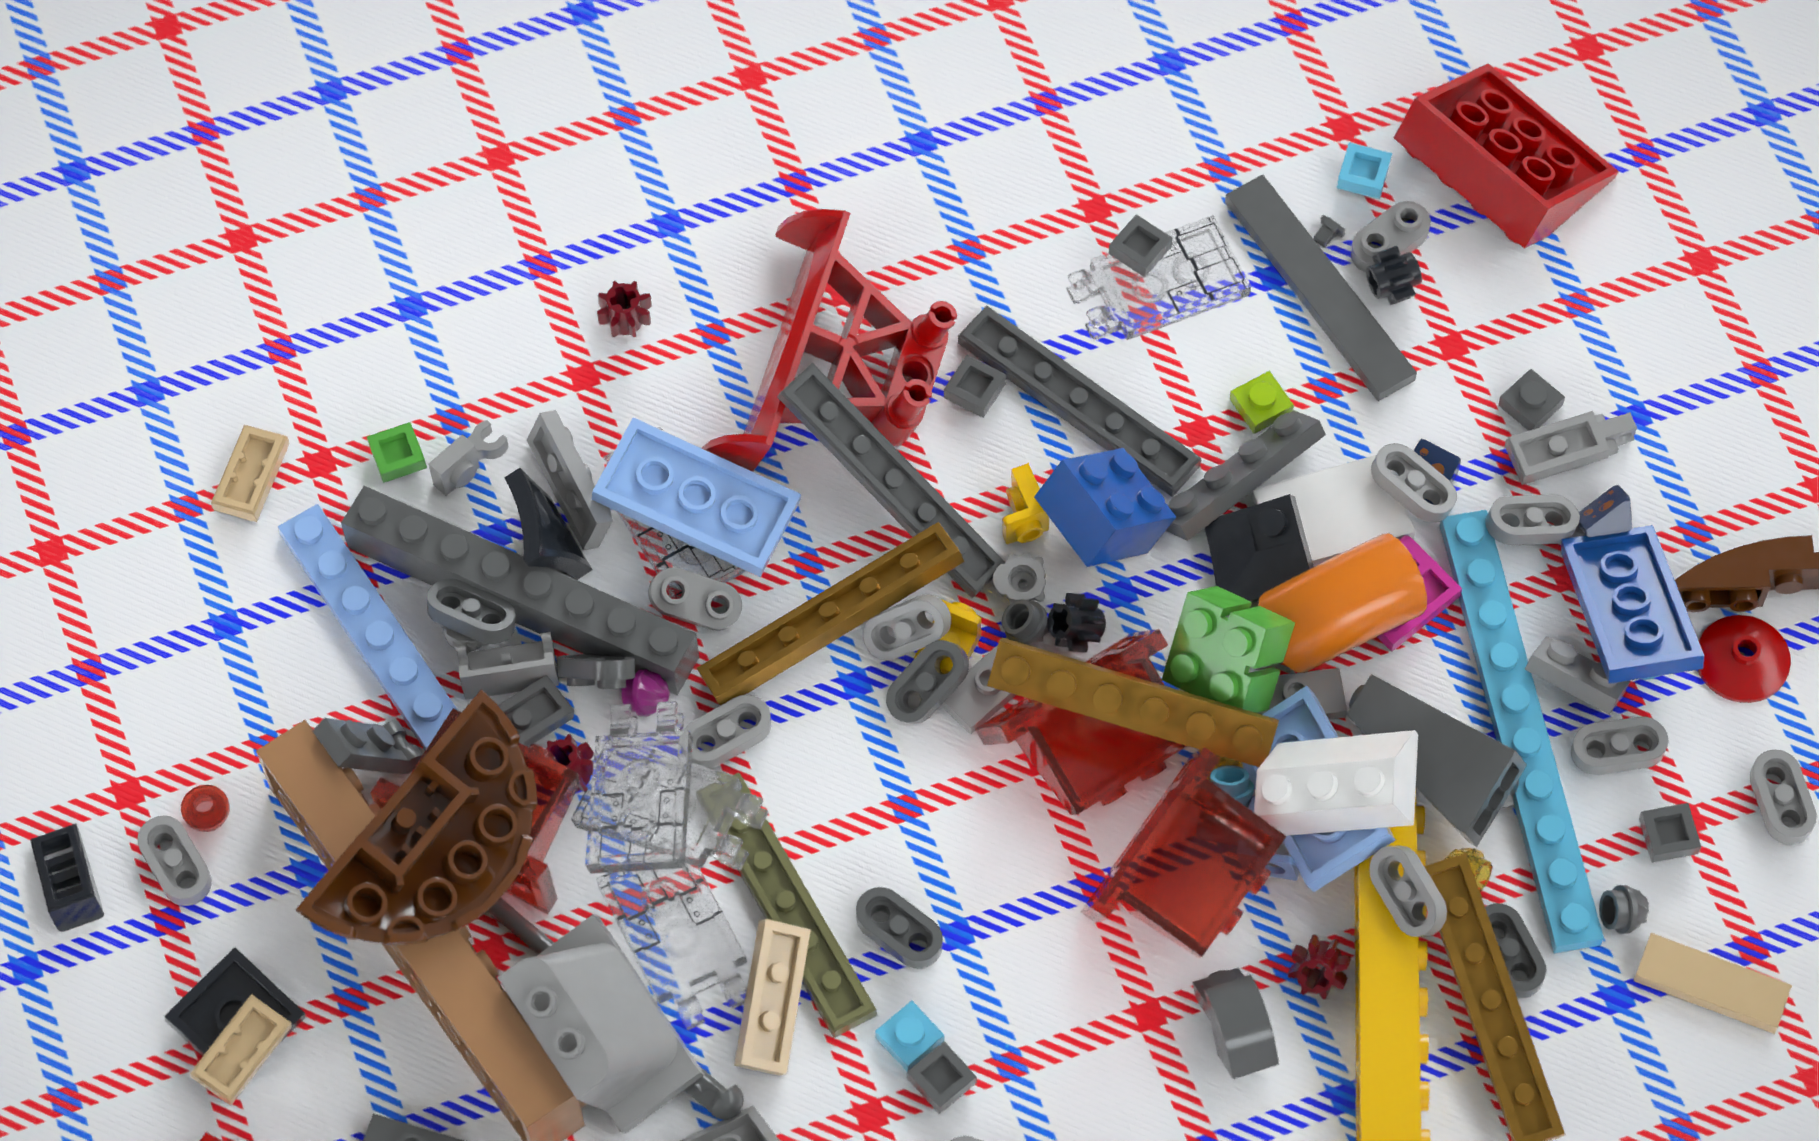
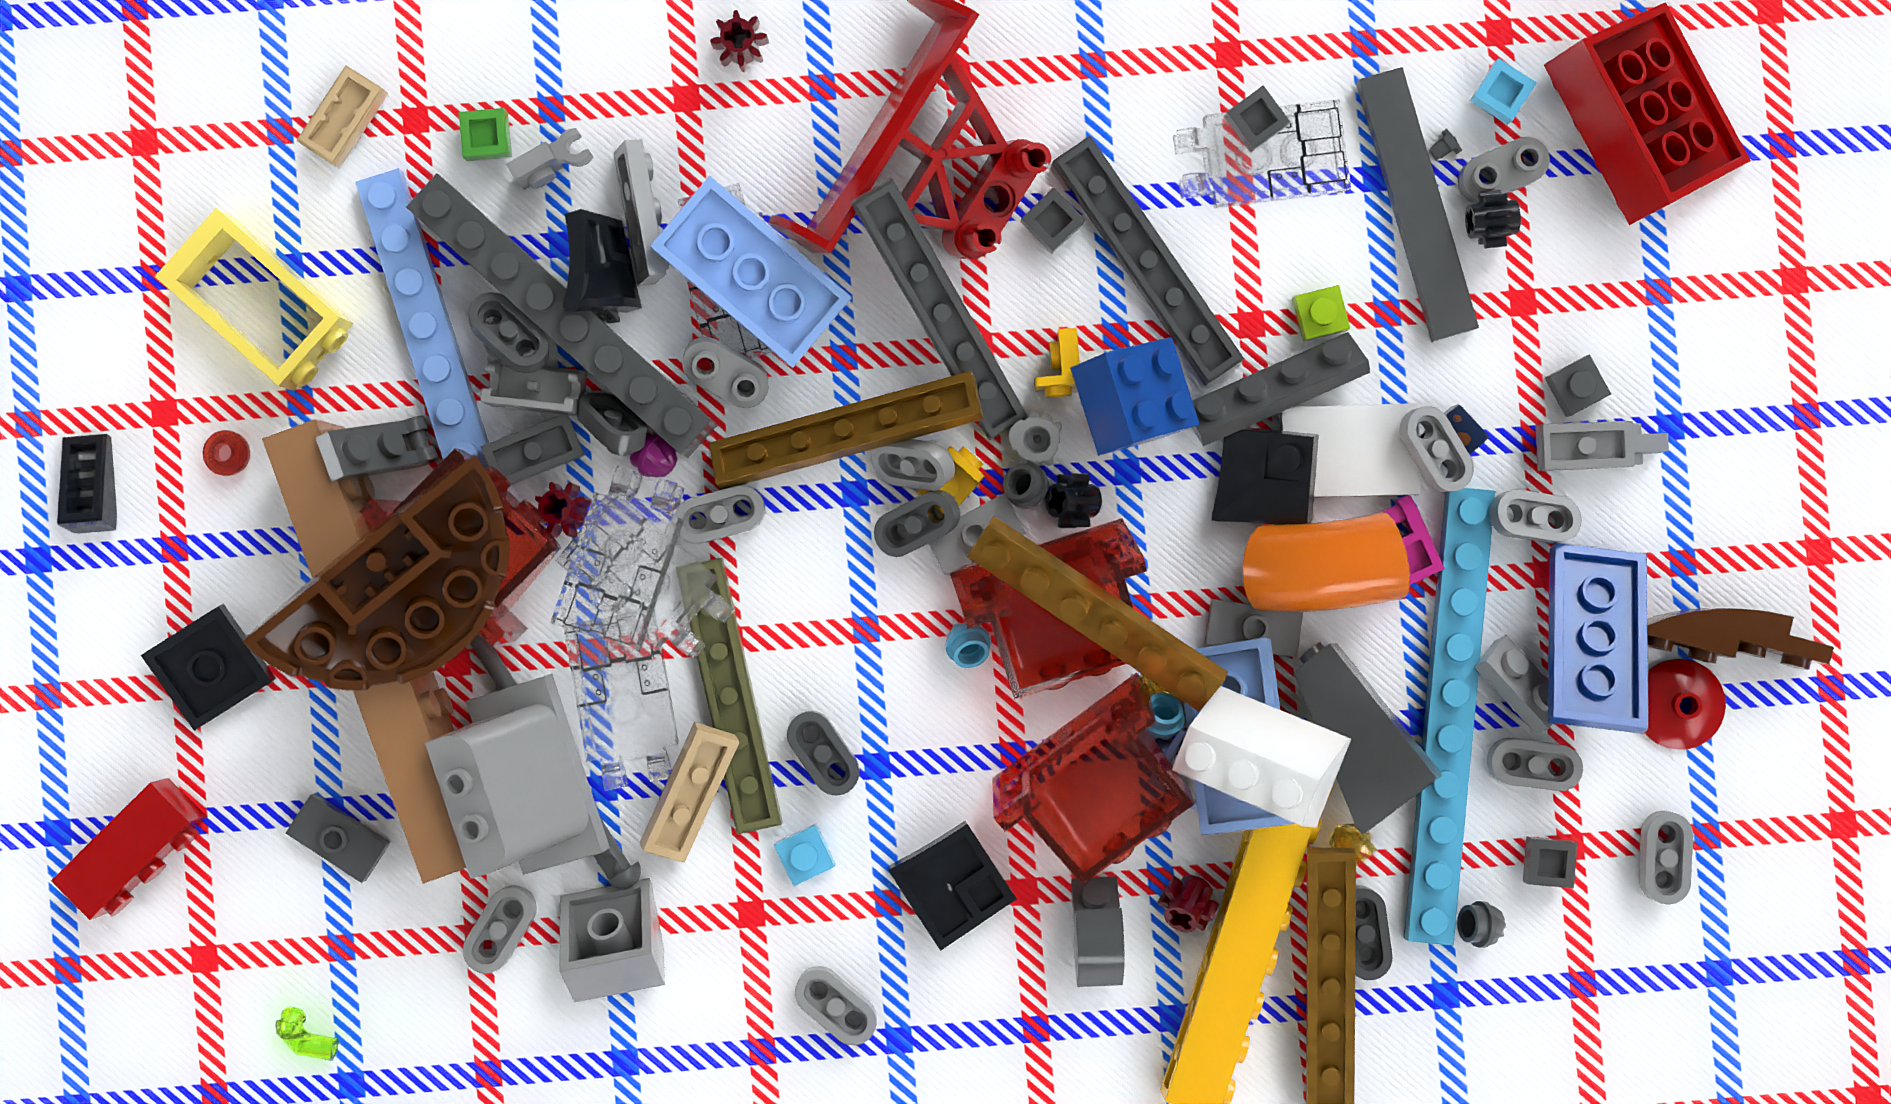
camera: 15 degrees right, 25 degrees up
(143, 619) = (199, 256): none -> light yellow window
(175, 863) = (182, 502): light grey plate -> none
(241, 1049) = (200, 709): tan plate -> none
(941, 1077) = (820, 906): dark grey plate -> none
(1014, 783) = (968, 645): none -> medium azure plate
(1071, 1018) = (951, 885): none -> black plate
(1215, 652) = (1194, 598): bright green piece -> none
(1407, 894) = (1290, 873): light grey plate -> none
(1607, 514) = (1607, 530): slope -> none
(1712, 983) = (1535, 1011): tan tile -> none

